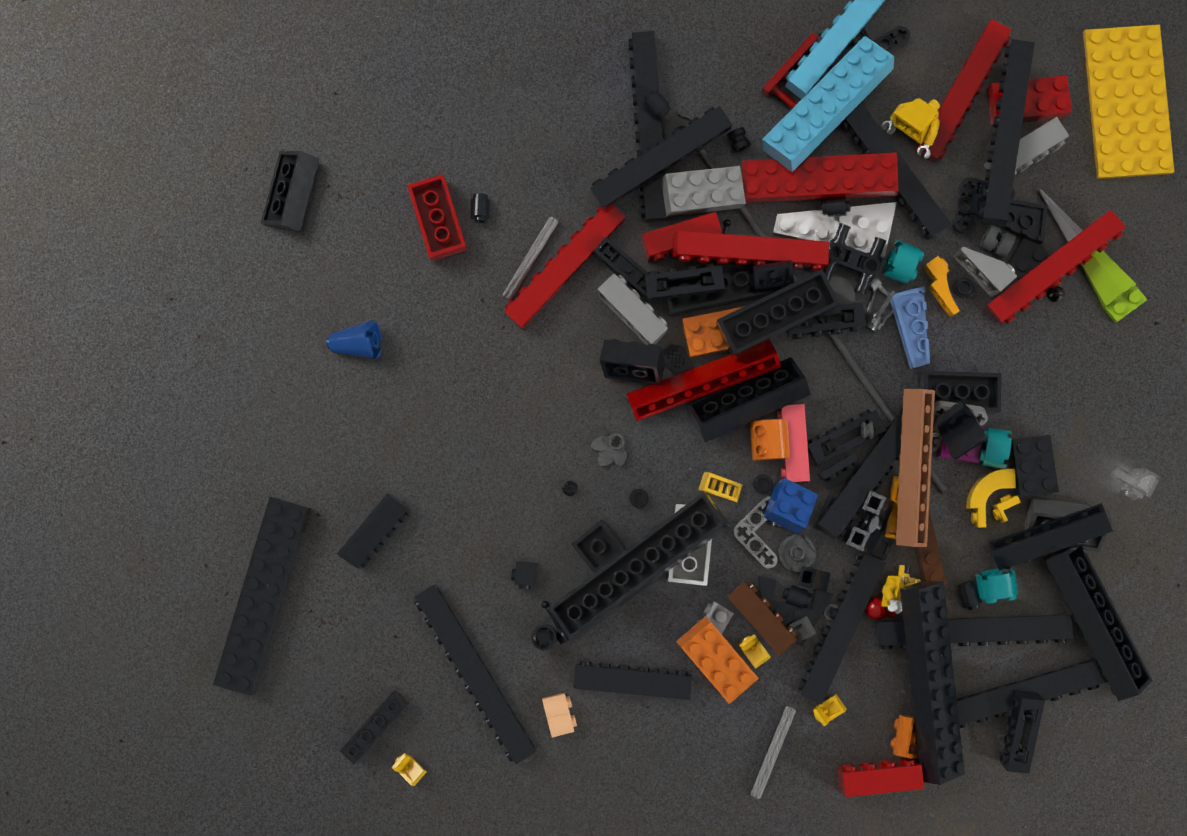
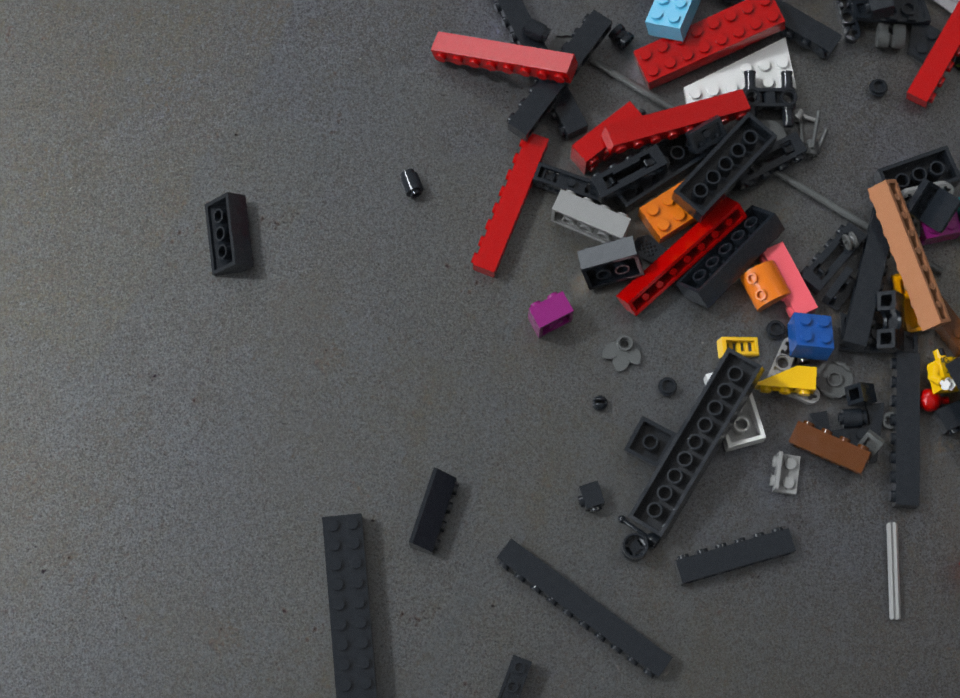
camera: 20 degrees left, 10 degrees down
(357, 340) = (345, 344): blue cone -> none
(437, 217) = (376, 205): red brick -> none
(530, 258) = (476, 211): light grey axle -> none
(556, 387) = (550, 313): none -> magenta brick
(558, 714) = (678, 615): light nougat brick -> none
(615, 120) = (504, 57): none -> brick
(703, 191) = (609, 89): light grey brick -> none
(717, 659) = (805, 502): orange brick -> none
(754, 651) = (835, 483): yellow bracket -> none
(759, 541) = (795, 380): none -> yellow slope
(830, 709) = (928, 509): yellow bracket -> none
(836, 206) = (734, 59): black brick -> none
(902, 262) = (815, 84): teal brick -> none
(911, 321) = (842, 130): medium blue wing -> none
(937, 271) = (849, 83): light orange slope -> none
(986, 271) = (891, 63): light grey slope -> none

